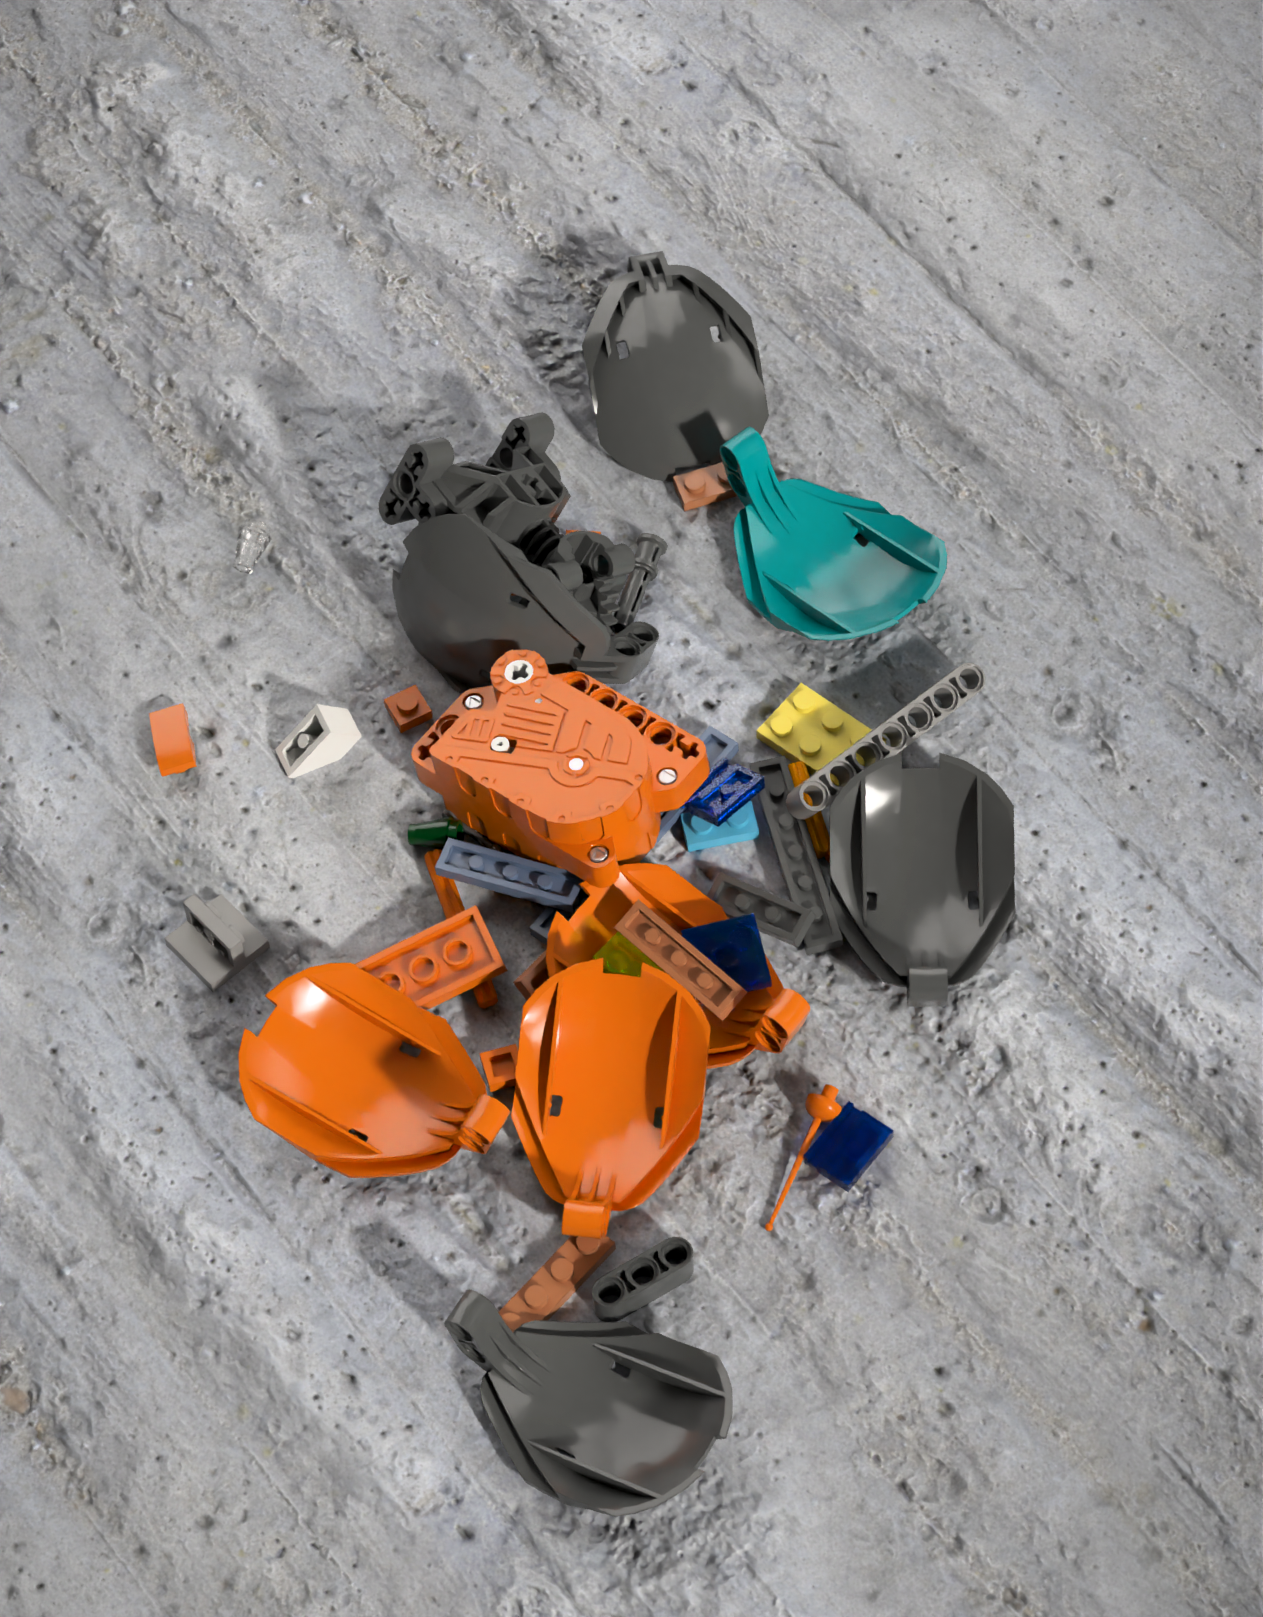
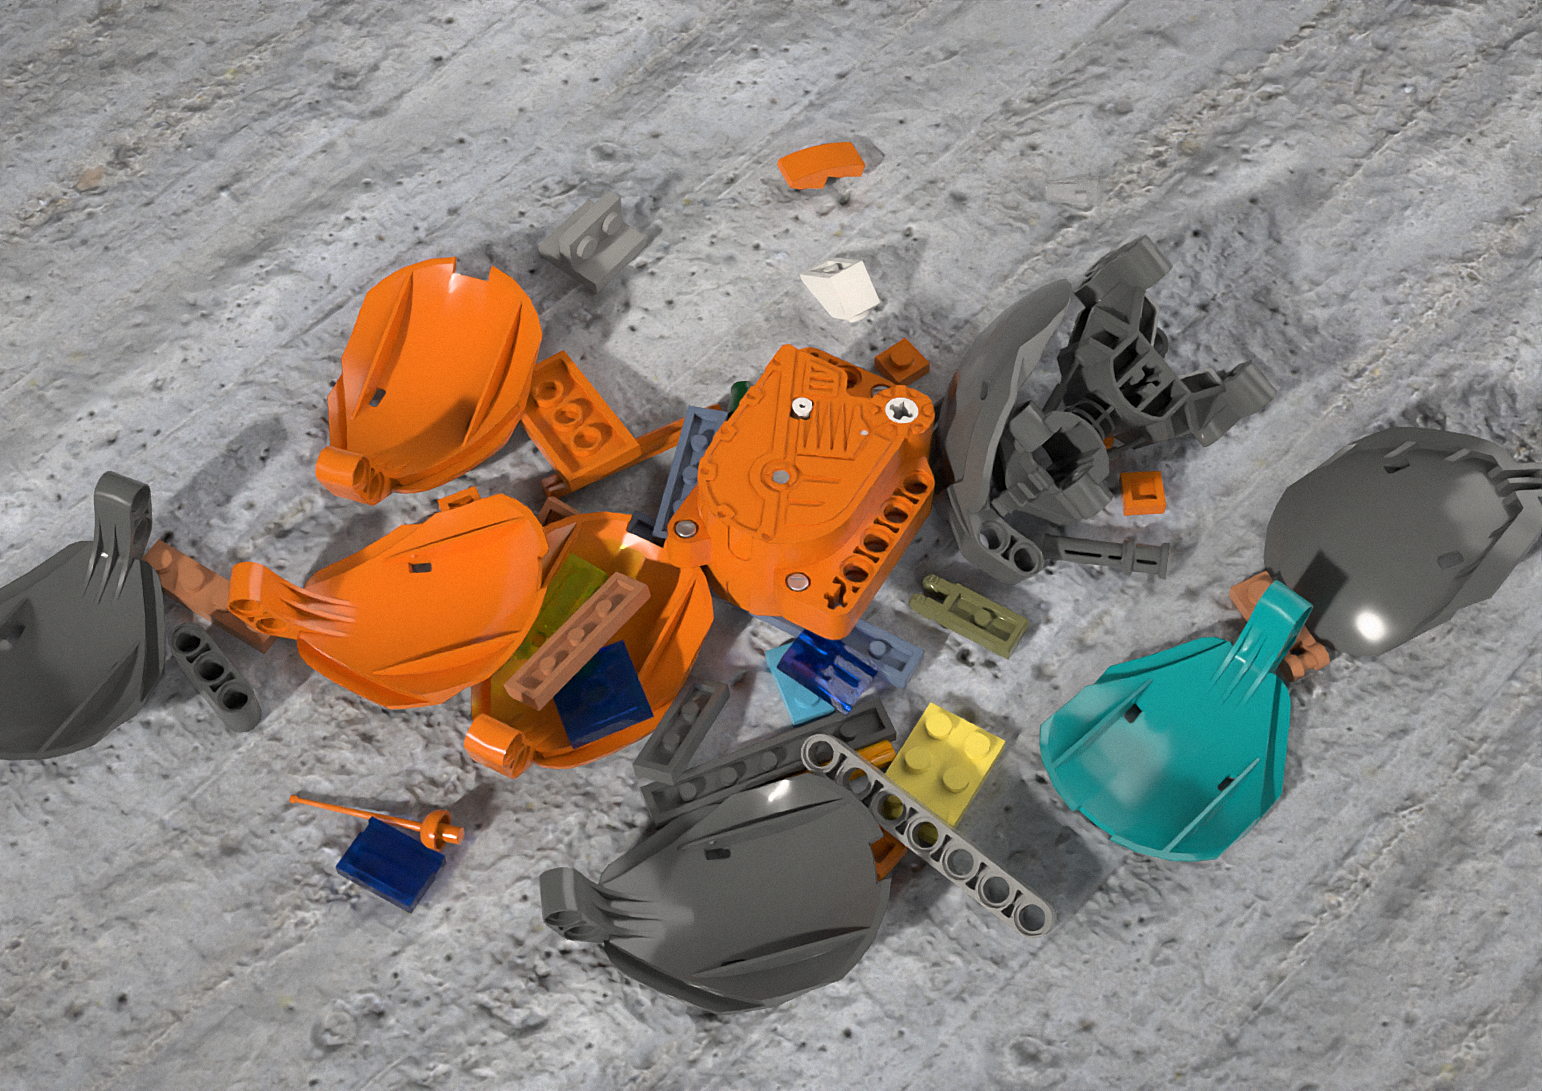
camera: 80 degrees right, 0 degrees up
(683, 684) = (971, 615): none -> olive hinge

